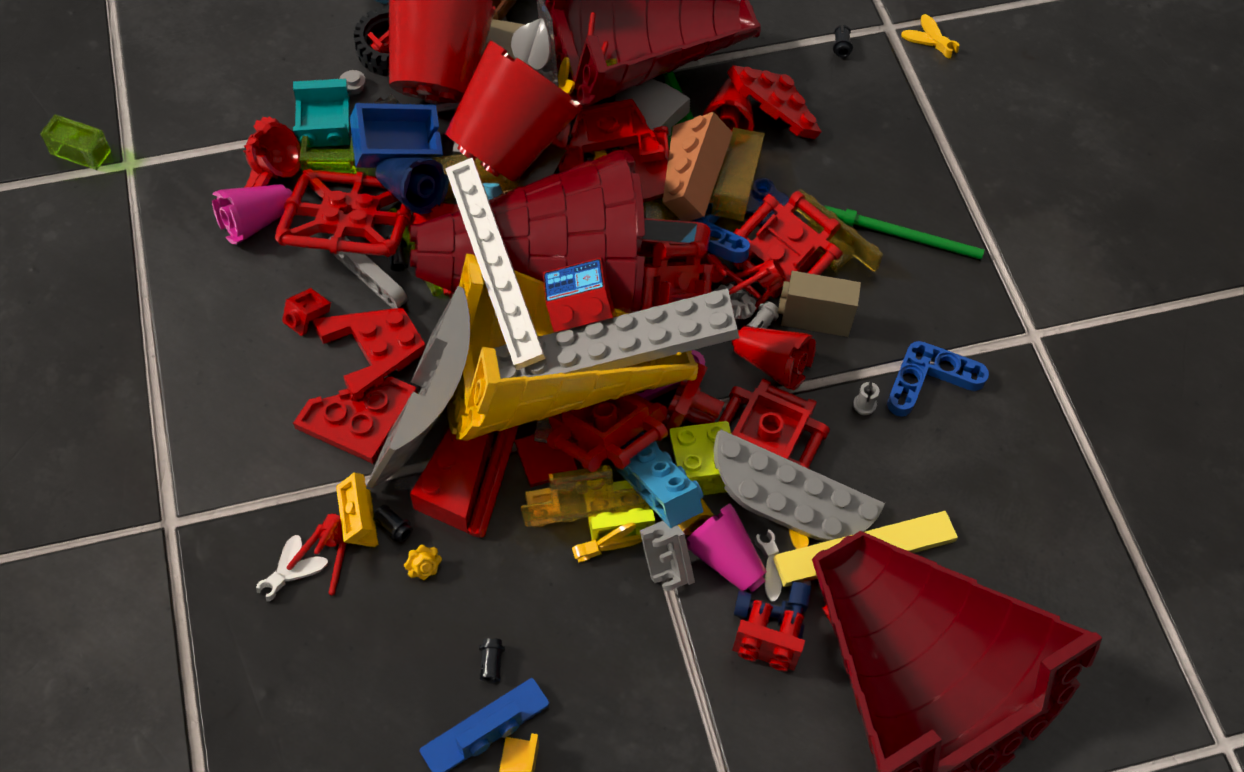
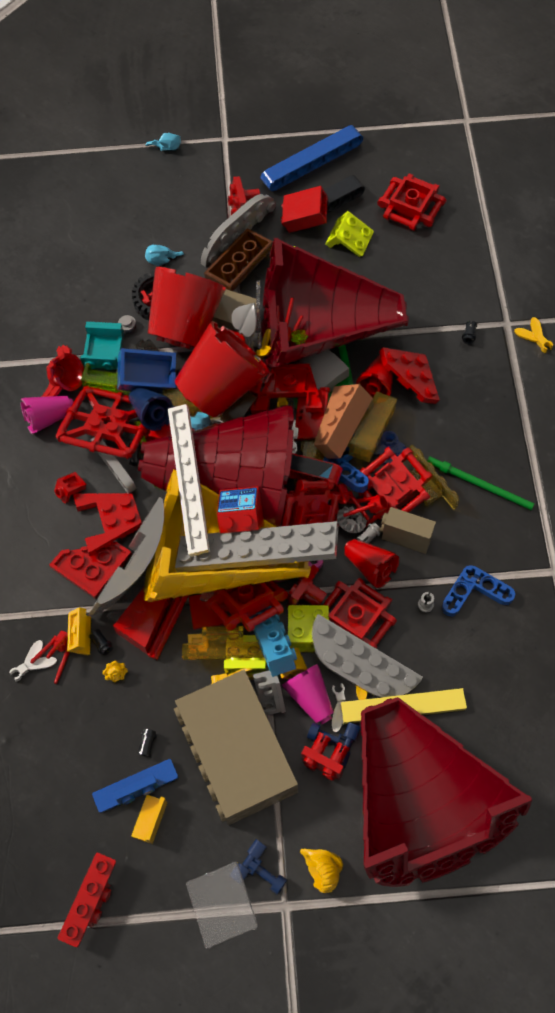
camera: 15 degrees right, 5 degrees up
(633, 643) = (235, 747): none -> dark tan brick

